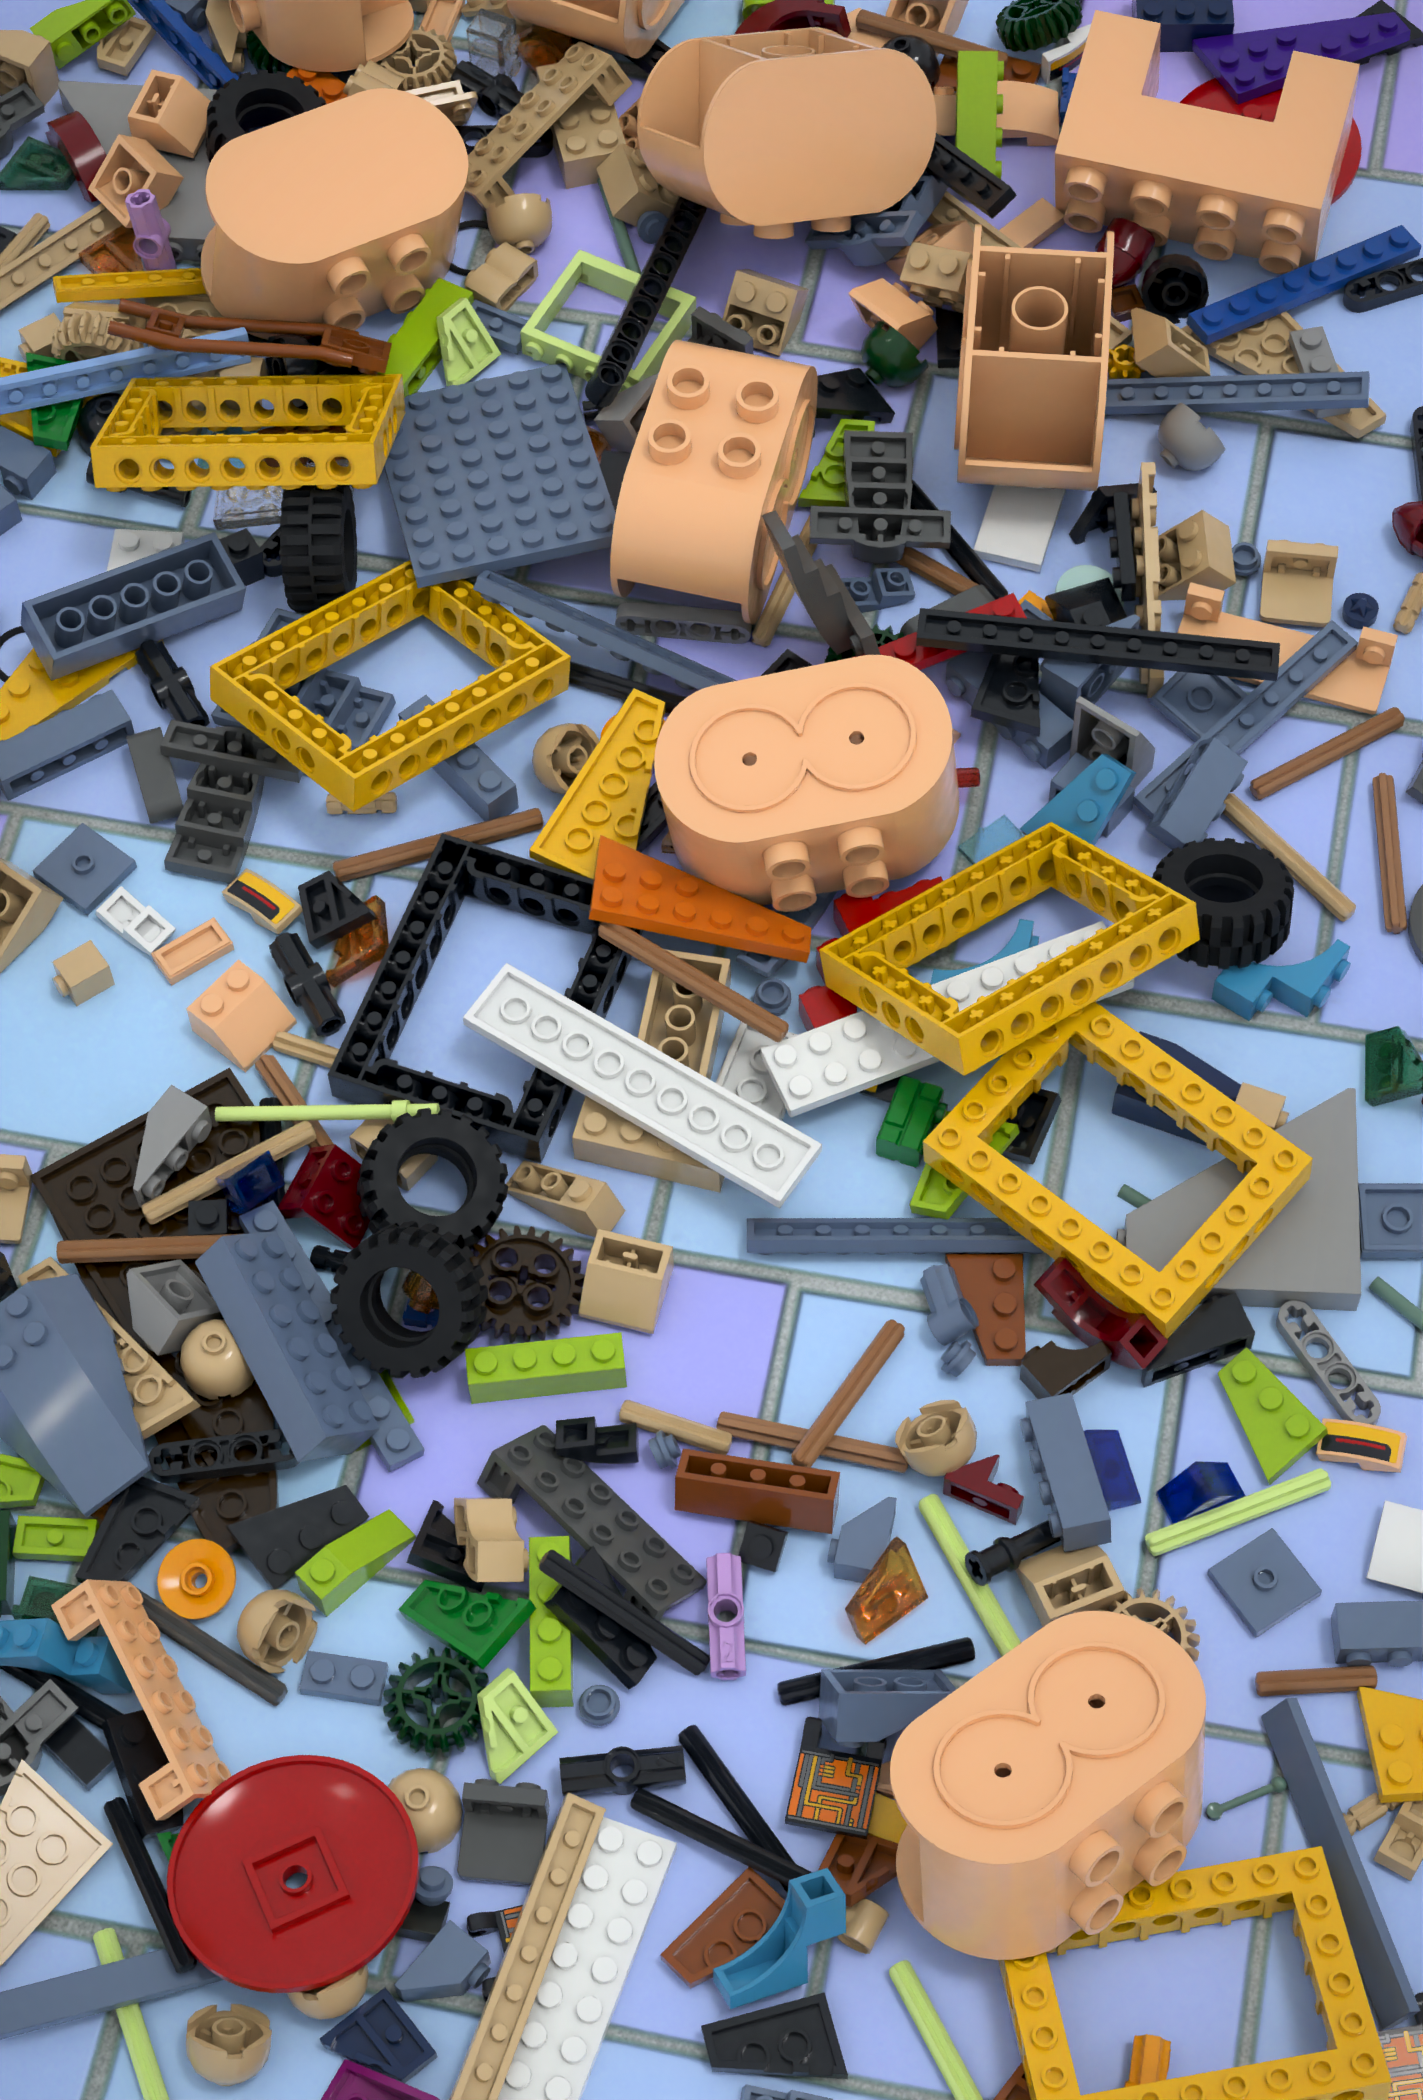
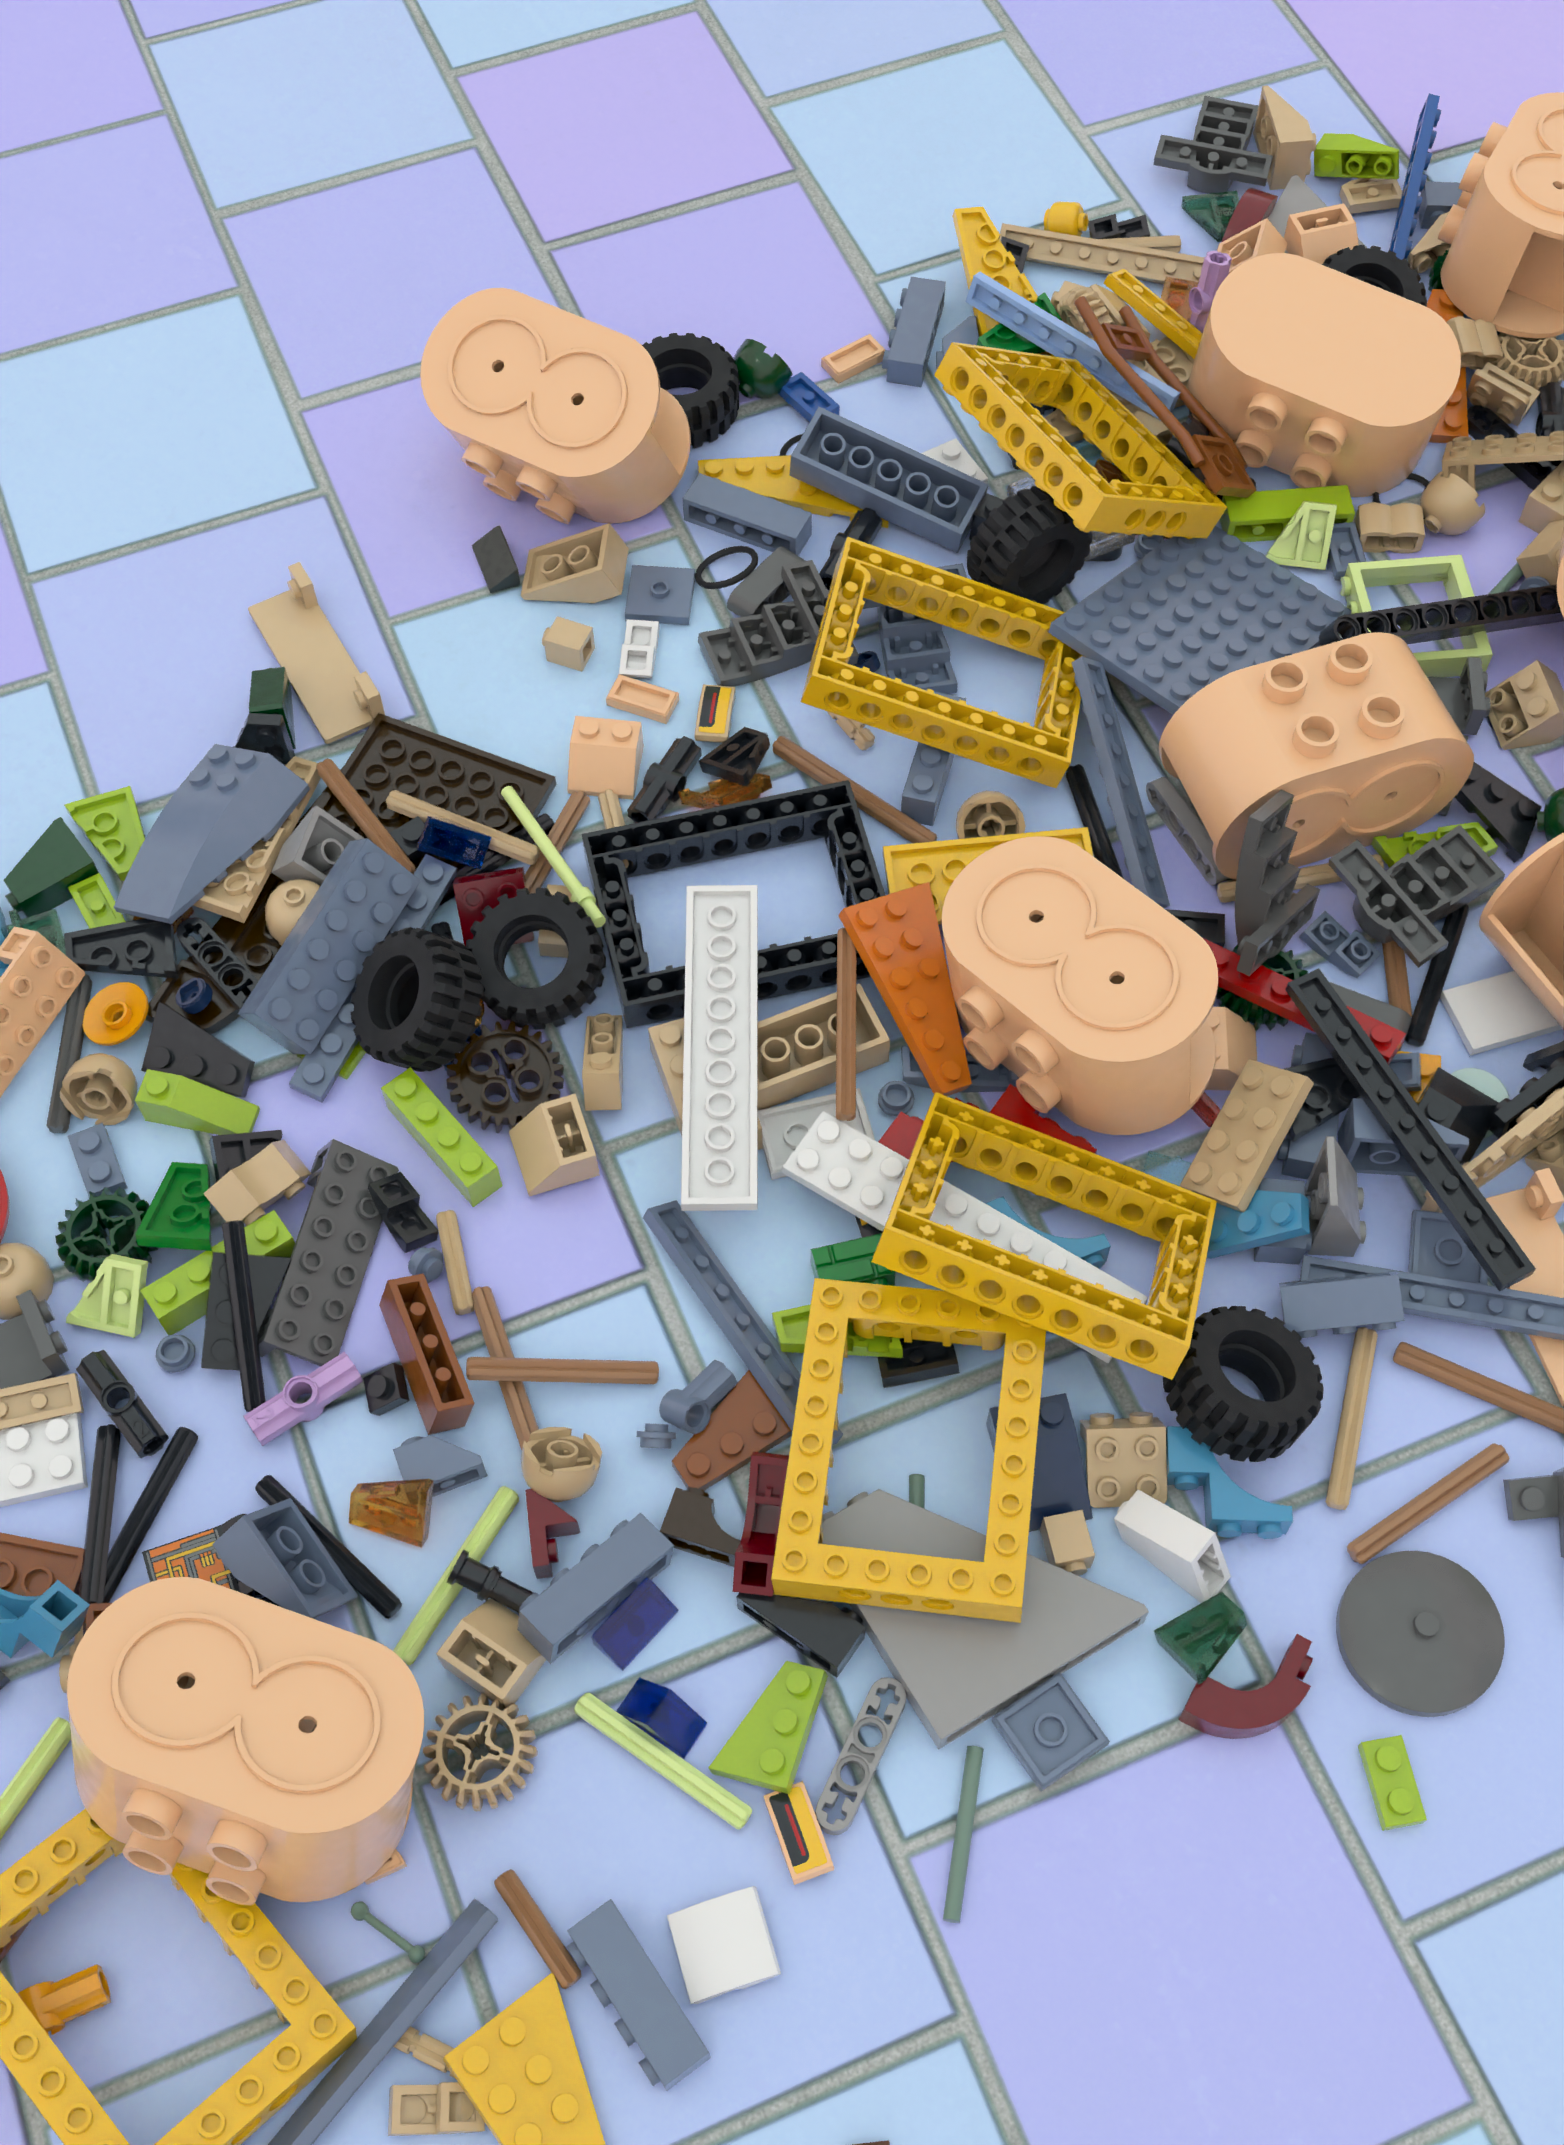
camera: 55 degrees right, 0 degrees up
(131, 803) = (722, 584): none -> black tyre
(169, 1135) = (461, 770): light grey slope -> none
(239, 1495) = (194, 995): none -> dark blue tile
(1013, 761) = (1247, 1134): none -> tan plate
(1216, 1028) = (1124, 1458): none -> tan bracket
(1264, 1582) = (608, 1824): sand blue plate -> none
(1308, 1040) = (1174, 1545): none -> white slope

